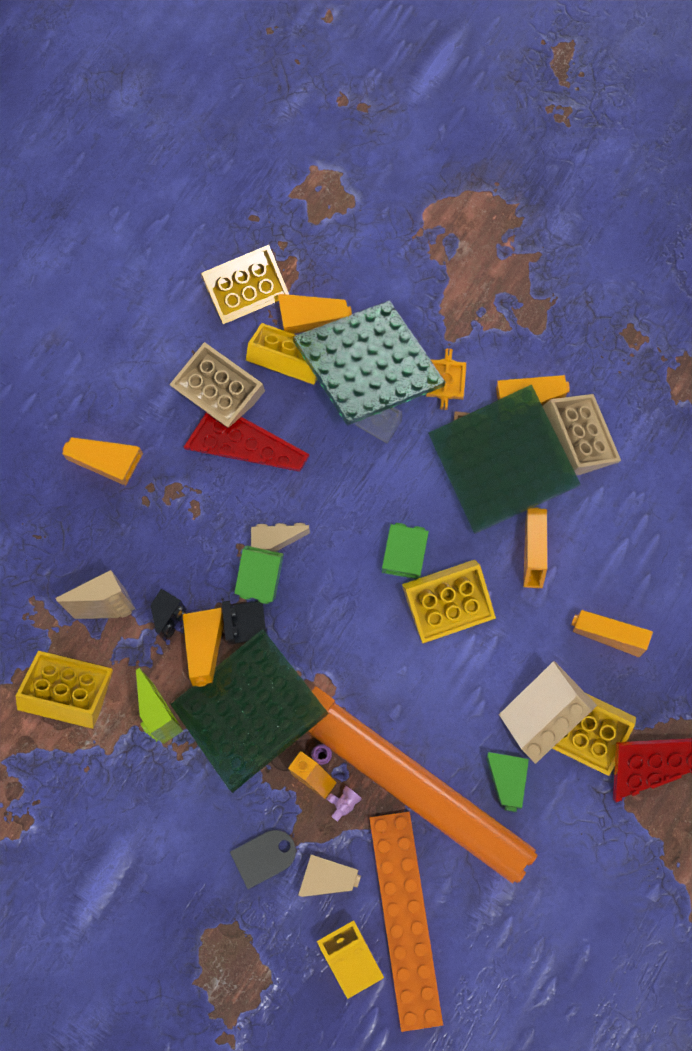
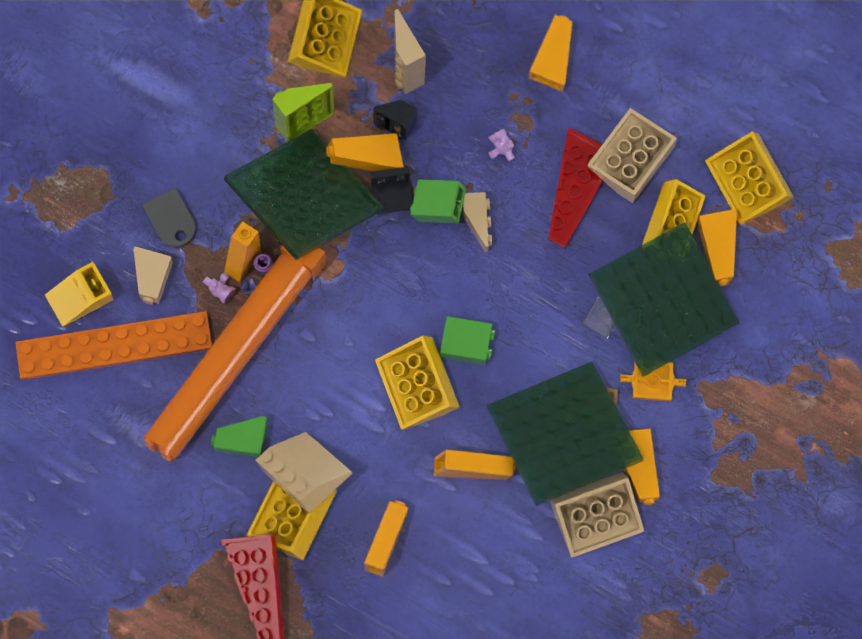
camera: 80 degrees right, 0 degrees up
(198, 511) = (503, 145): none -> lavender piece

